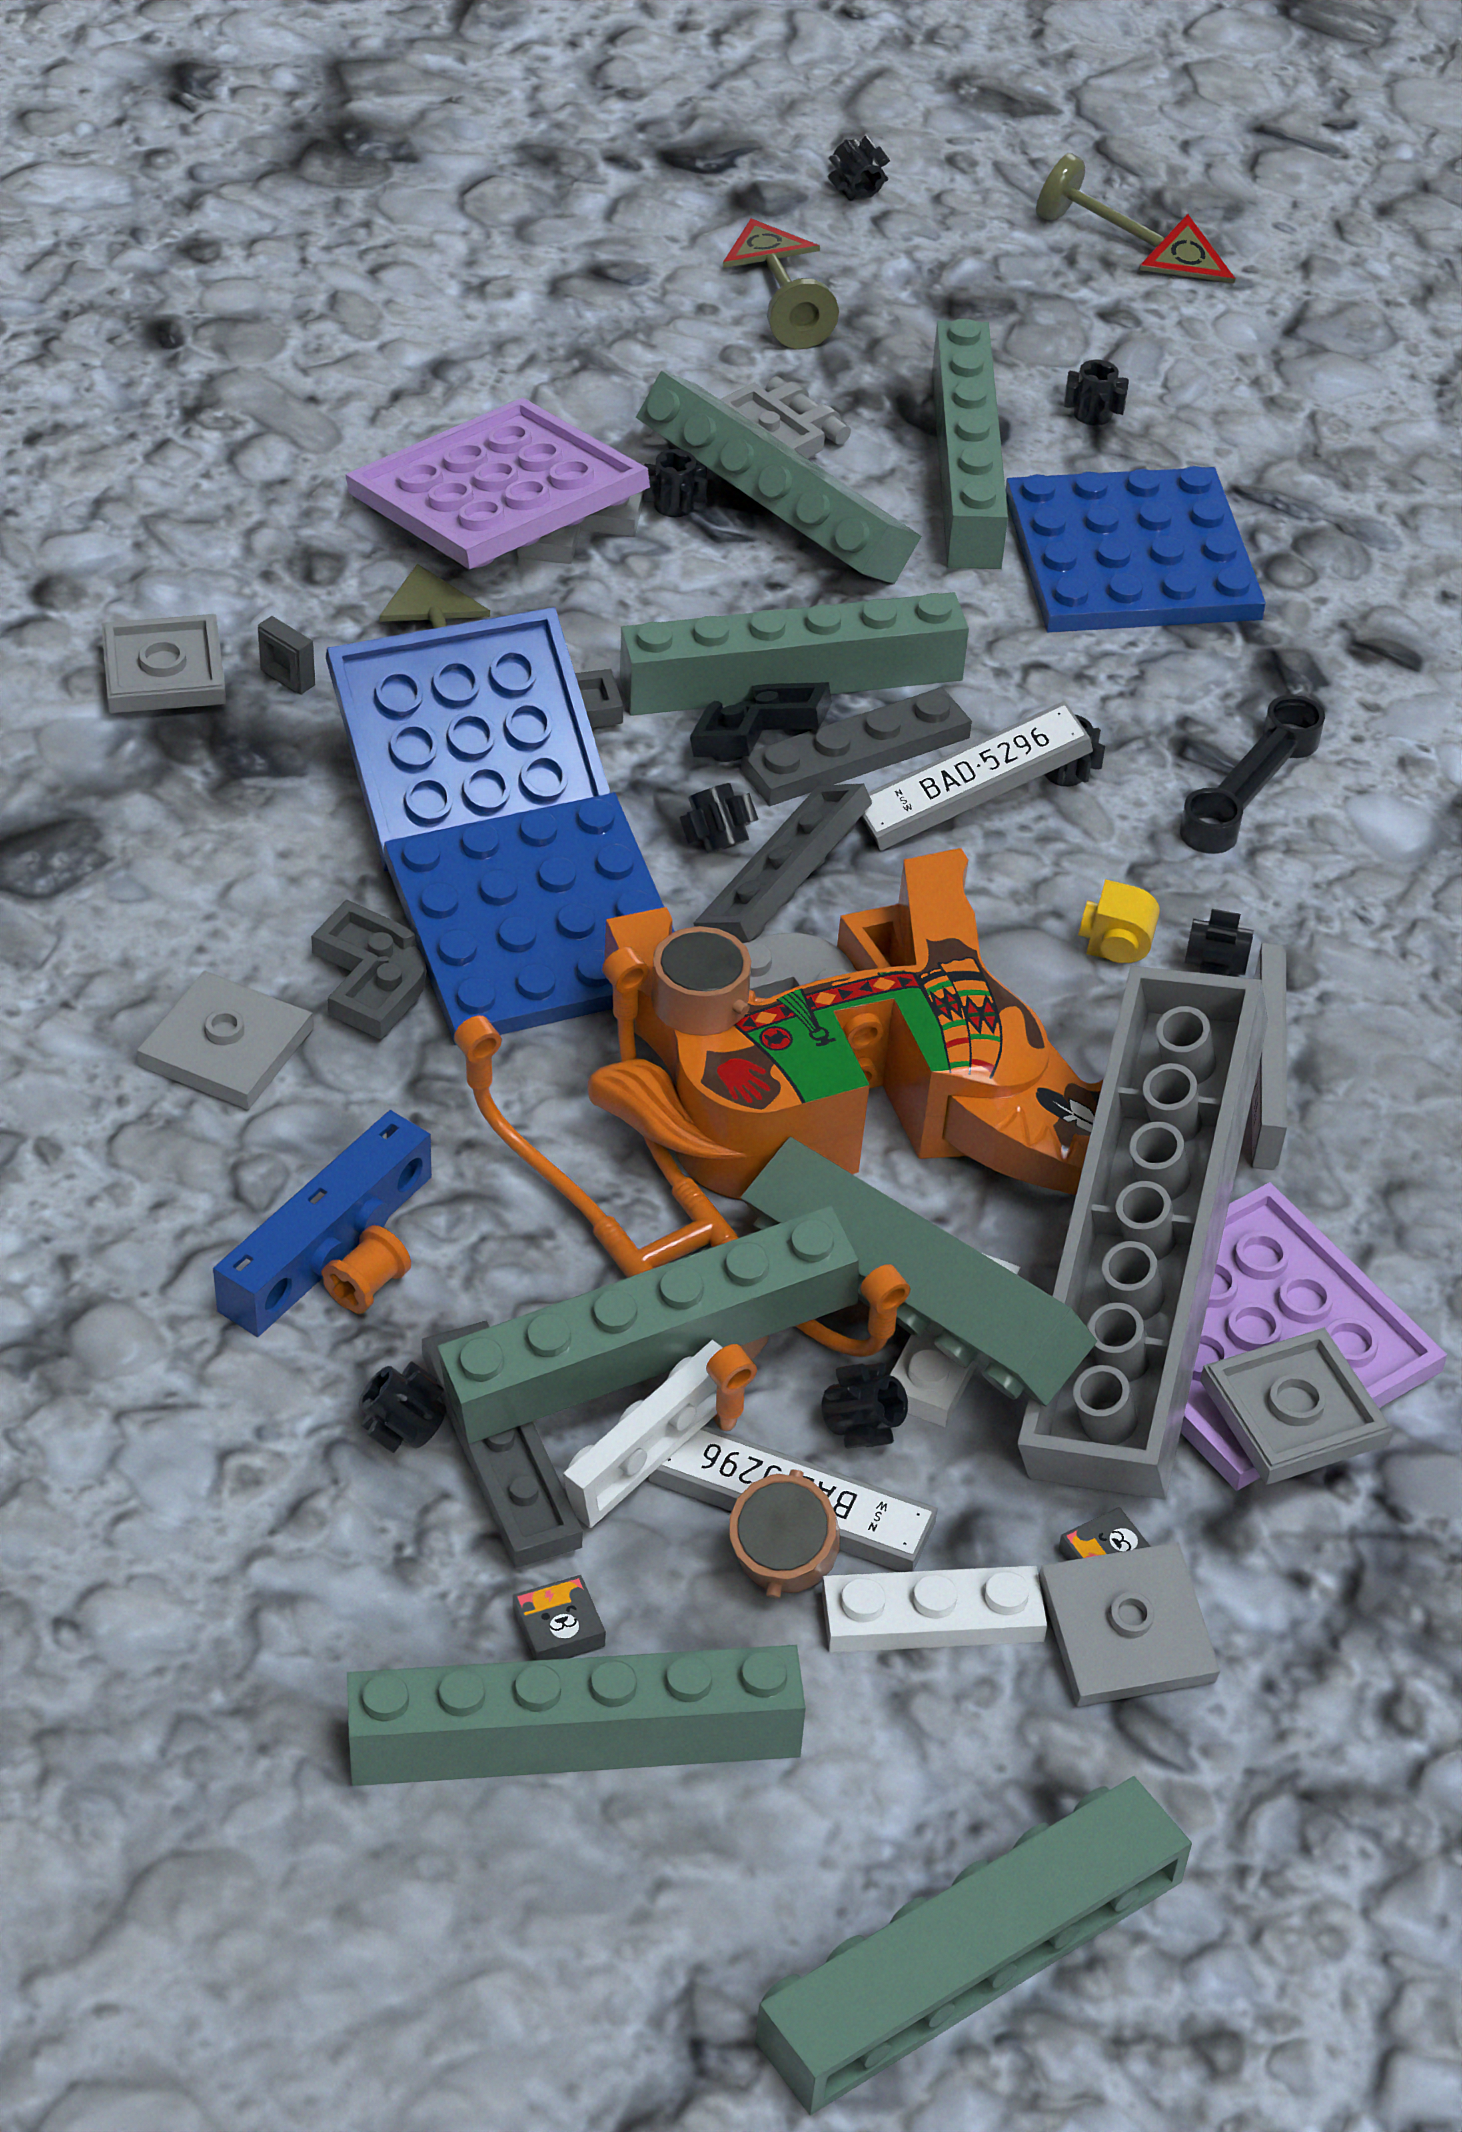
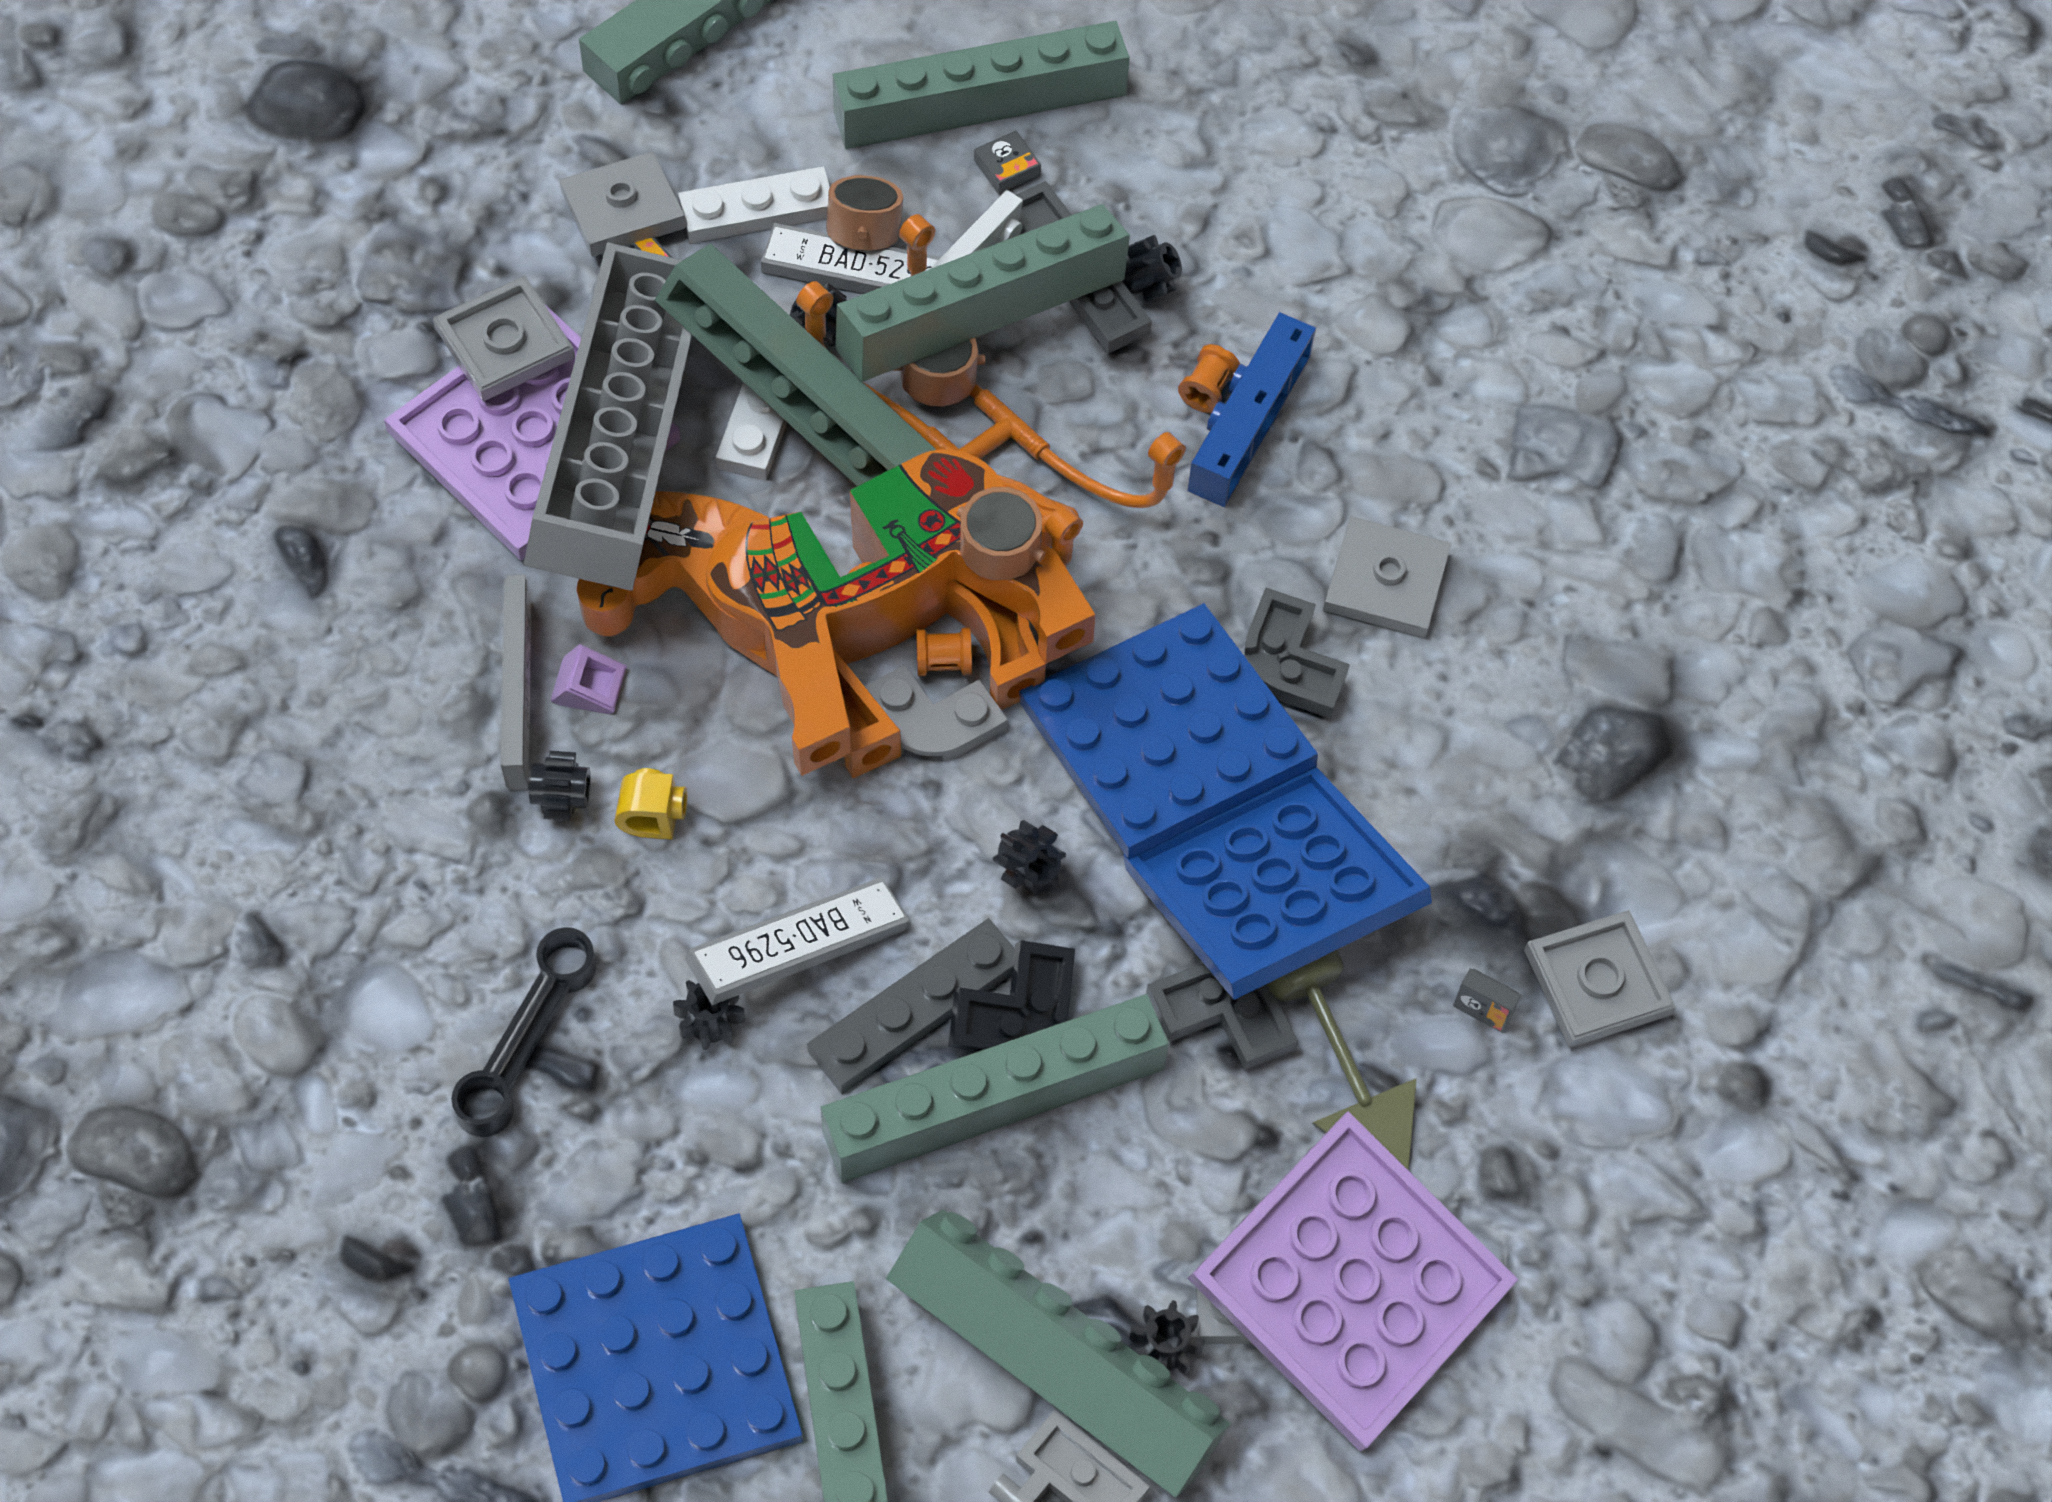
camera: 170 degrees right, 15 degrees up
(786, 860) = (960, 825): dark grey plate -> none

